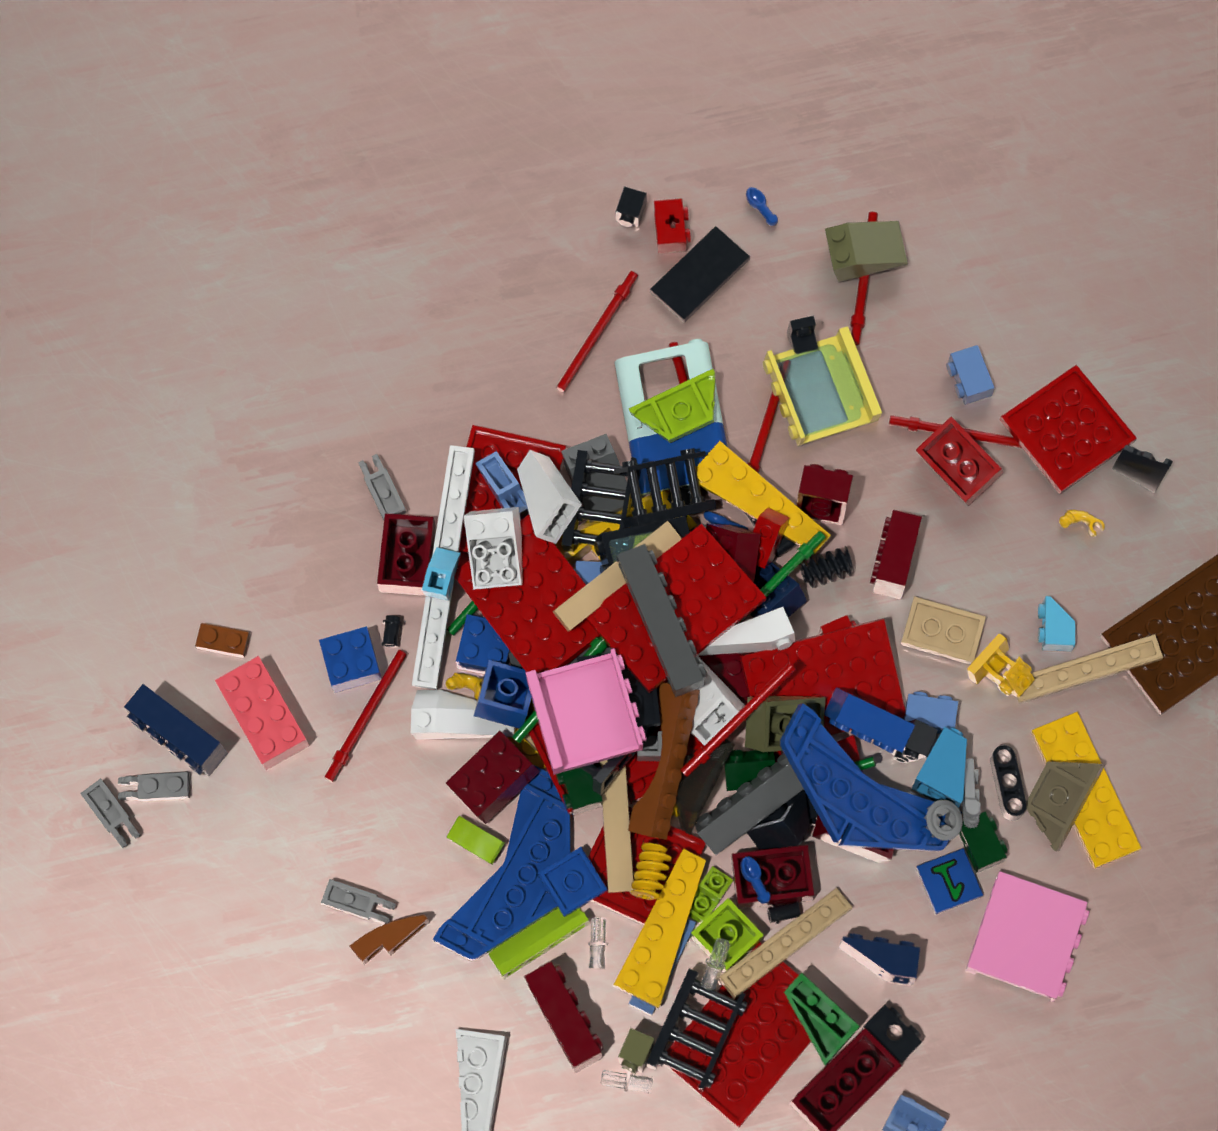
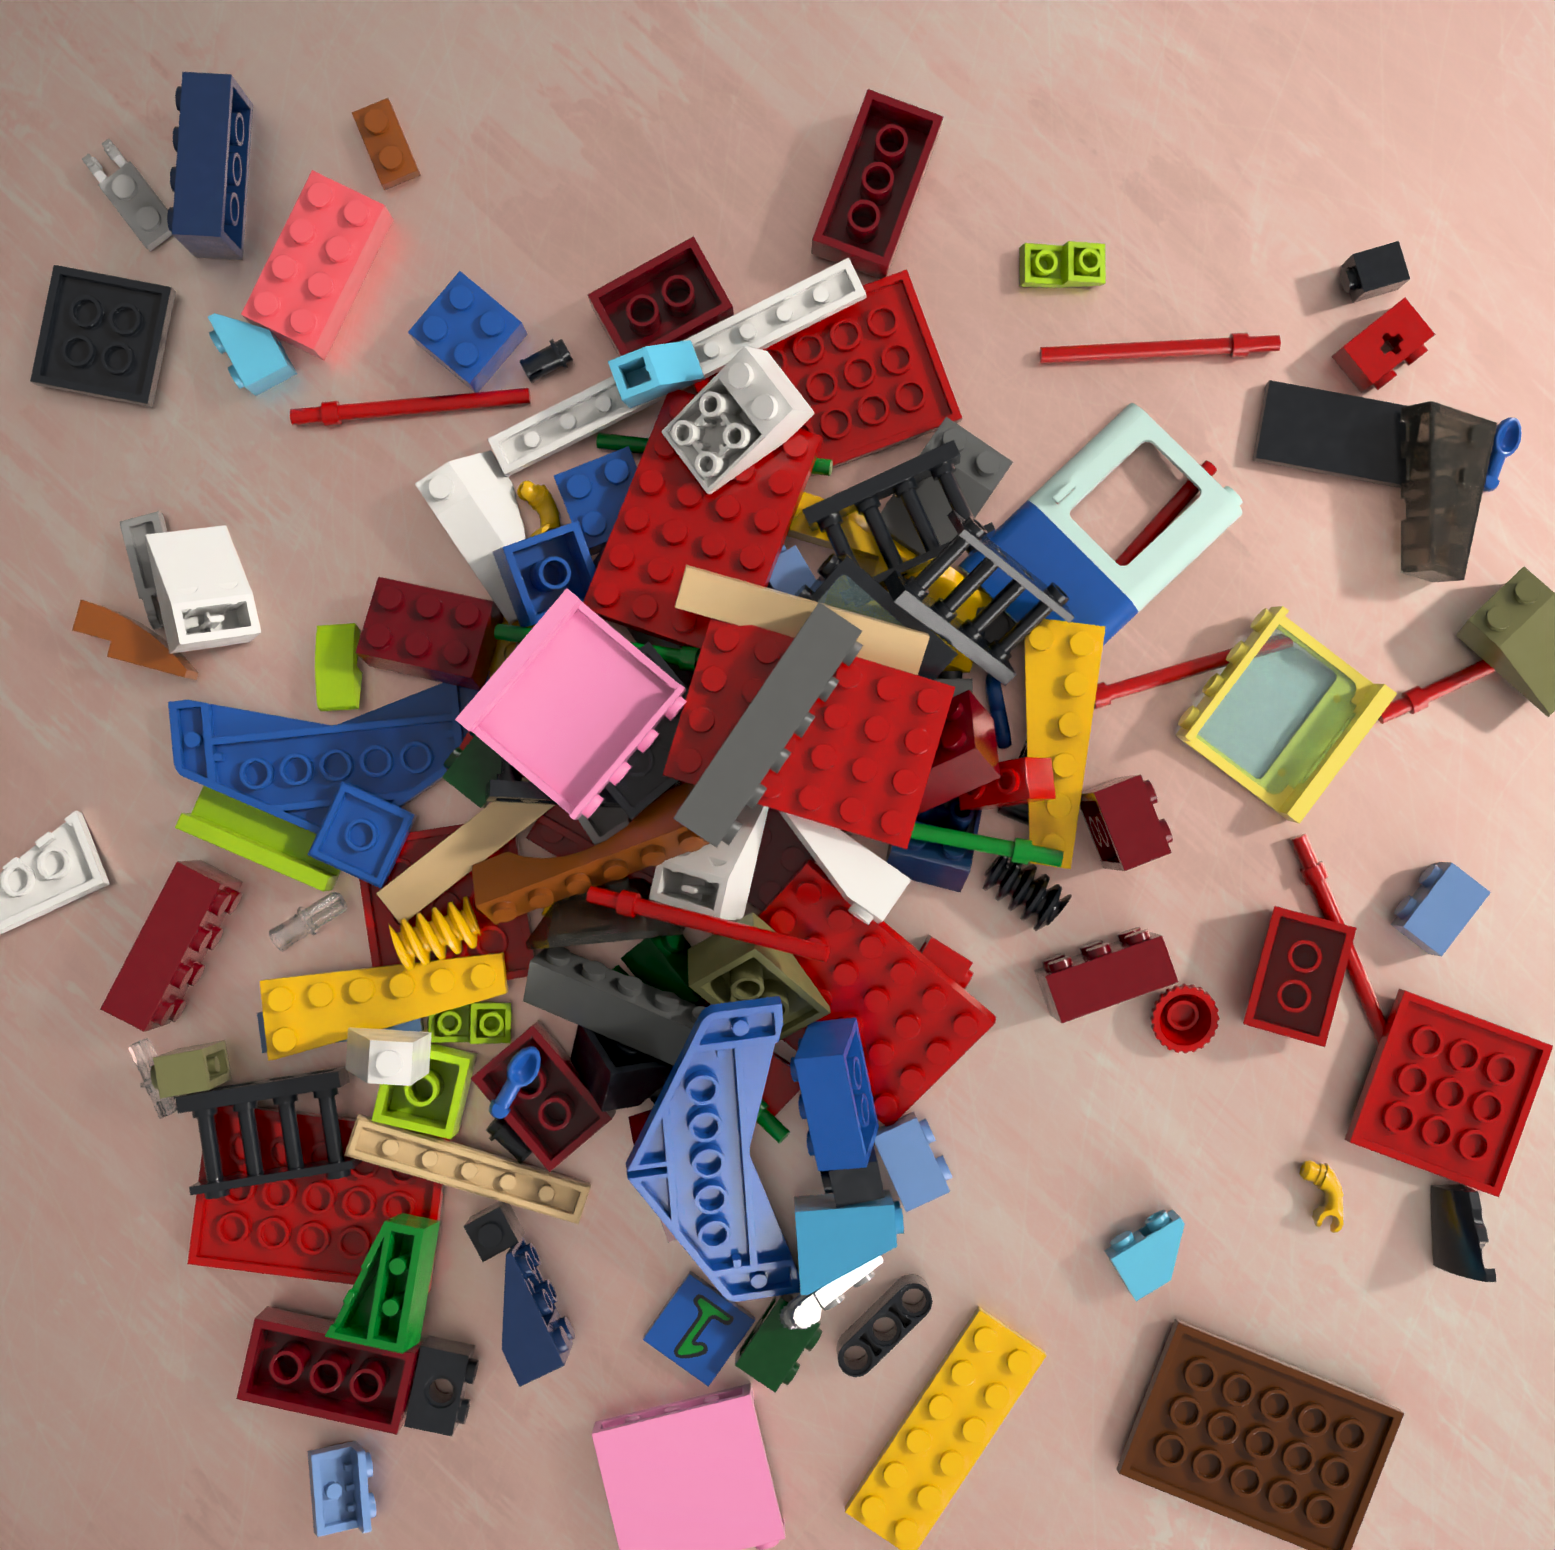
camera: 50 degrees right, 15 degrees up
(108, 810) = (57, 160): light grey hinge -> none
(217, 848) = (103, 335): none -> black plate
(281, 775) = (254, 351): none -> medium azure slope
(382, 489) = (735, 211): light grey hinge -> none
(388, 880) = (201, 589): none -> white slope
(420, 411) = (876, 184): none -> dark red brick
(503, 483) = (843, 376): medium blue slope -> none
(522, 351) = (1062, 266): none -> lime slope
(547, 496) = (861, 442): white slope -> none
(679, 408) = (1118, 540): lime wing -> none
(696, 931) = (388, 1055): none -> white slope
(715, 964) = (364, 1103): clear axle -> none
(760, 242) = (1443, 488): none -> clear smoke wedge
(802, 334) = (1341, 638): black slope -> none
(826, 950) = (494, 1230): none -> black brick
(943, 630) = (1041, 1103): tan plate -> none
(945, 531) = (1184, 1018): none -> red hat
(952, 818) = (779, 1287): light grey gear -> none
(993, 662) = (1042, 1200): yellow tile -> none
(1060, 797) = (910, 1412): dark tan wing -> none
(1092, 667) = (1115, 1335): tan tile -> none

